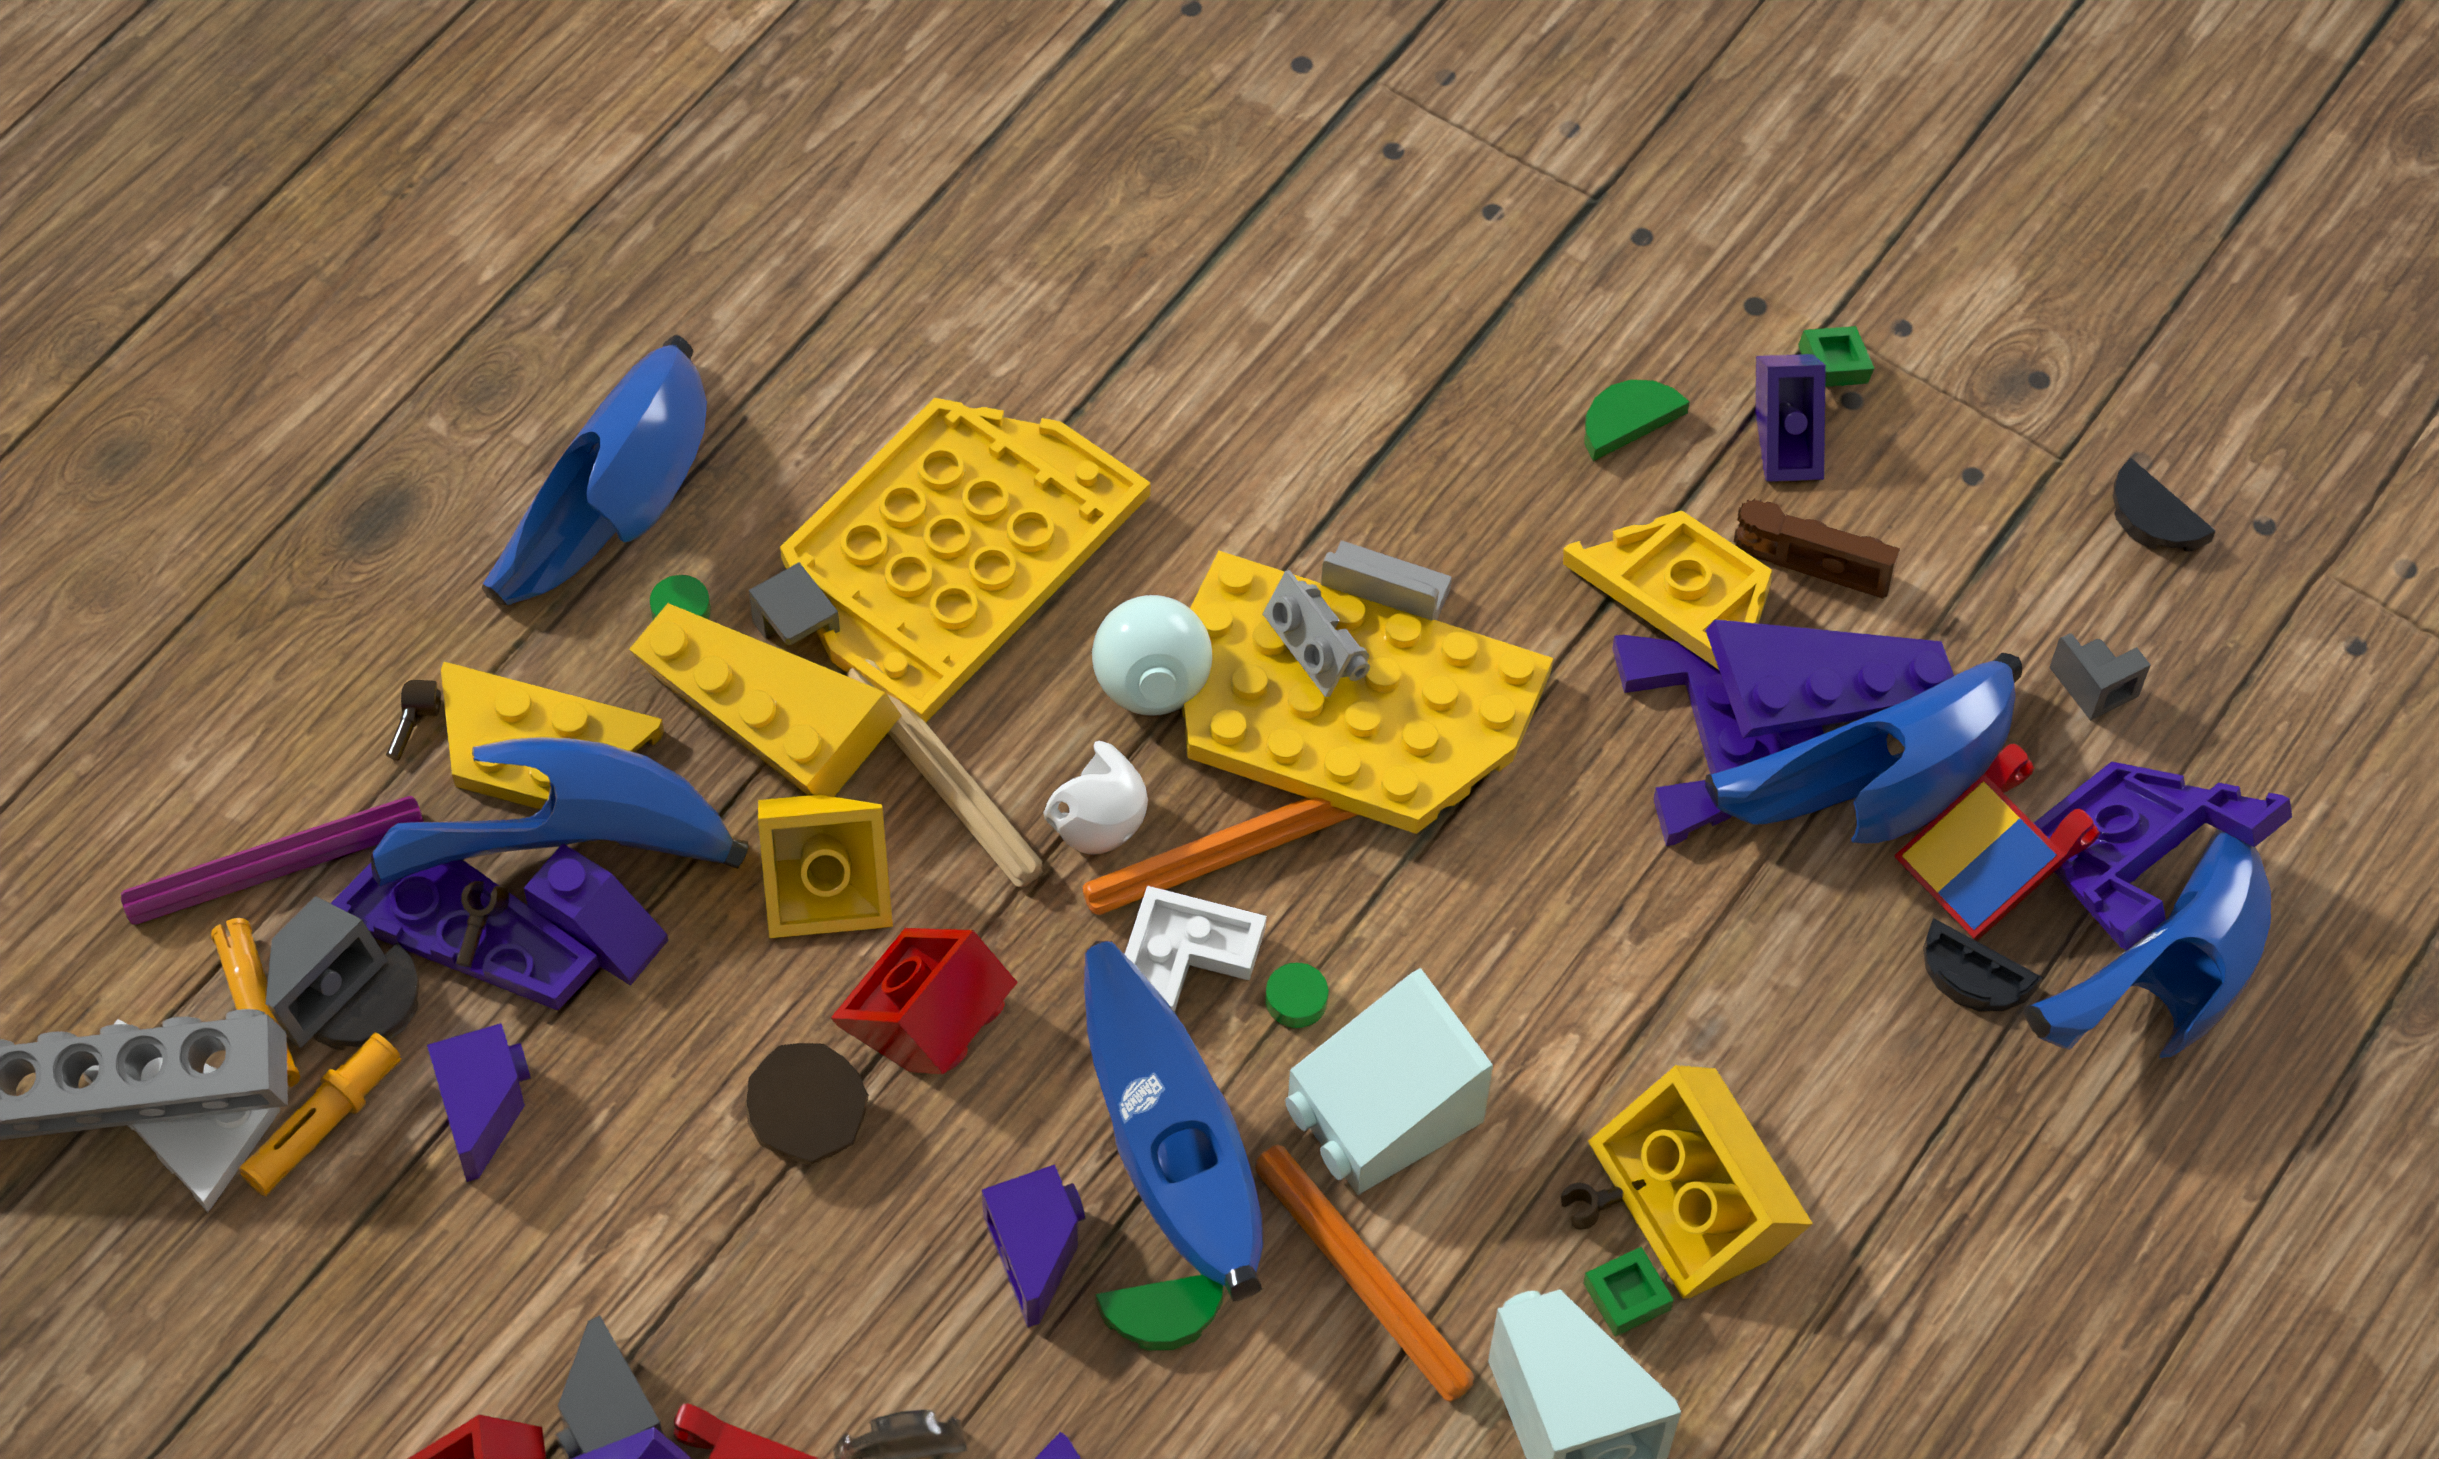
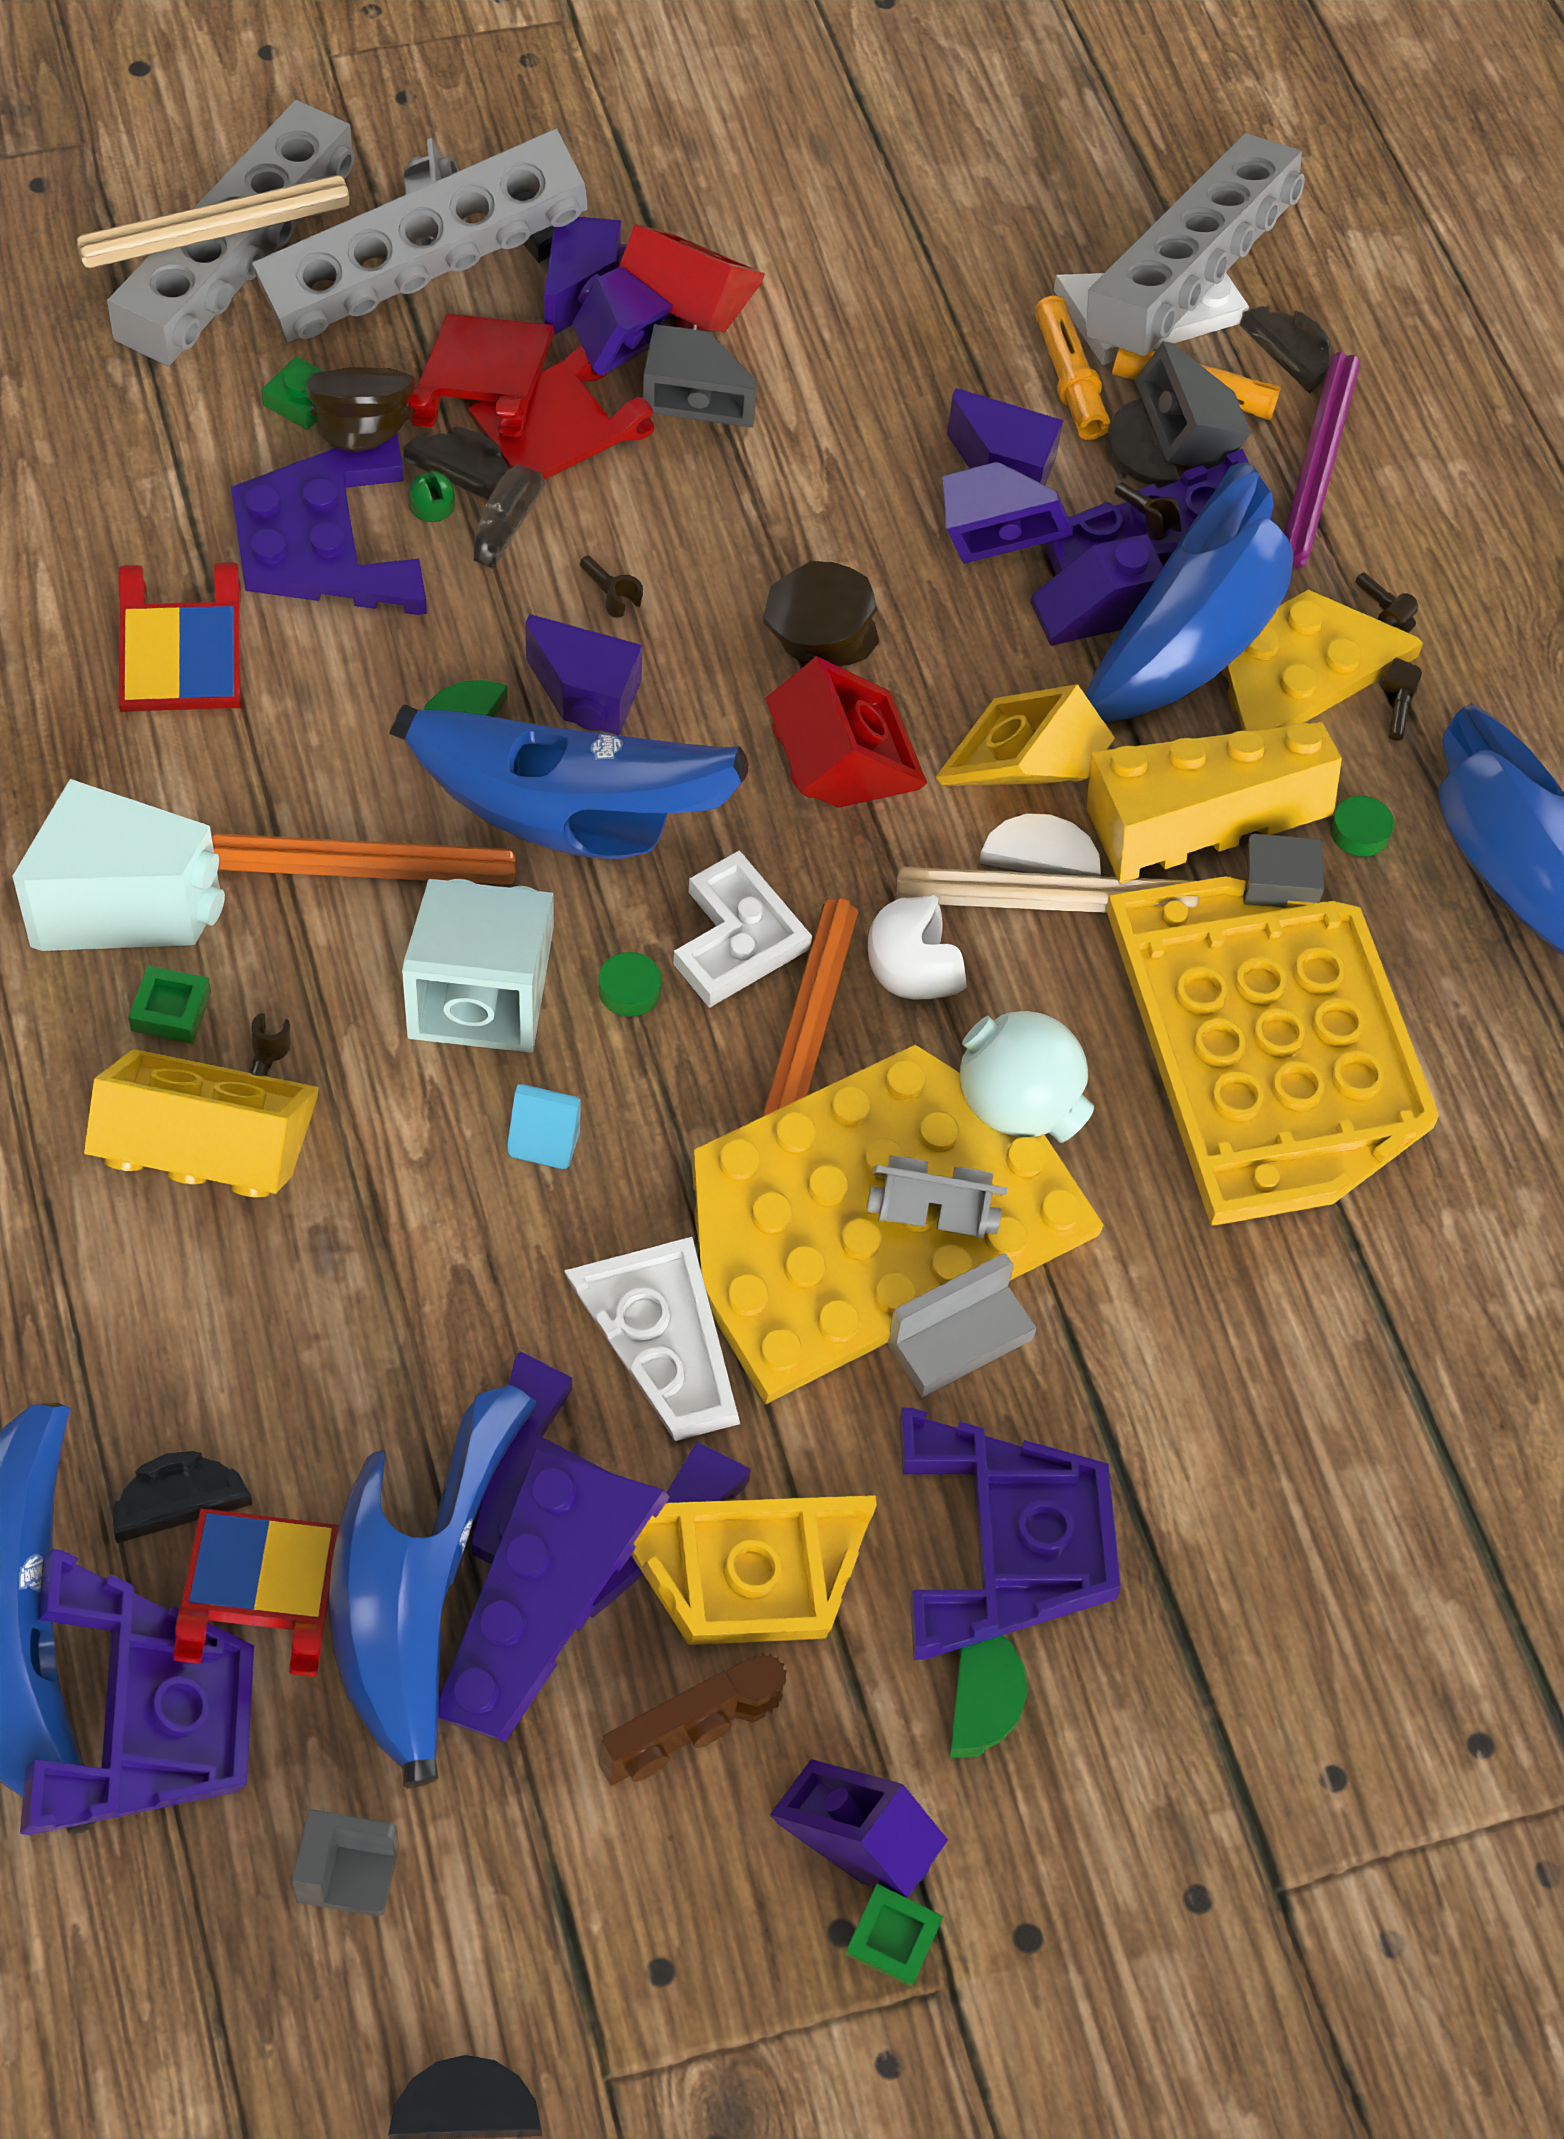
camera: 125 degrees right, 0 degrees up
(129, 964) = (1292, 341): none -> clear smoke tile
(498, 651) = (1402, 681): none -> dark brown hand
(575, 1036) = (1000, 512): none -> dark purple slope
(905, 803) = (1041, 846): none -> white tile
(908, 1299) = (614, 587): none -> dark brown hand
(1478, 954) = (544, 1126): none -> medium azure slope
(1499, 440) = (1040, 1534): none -> dark purple wing
(1564, 758) = (663, 1332): none -> white wing

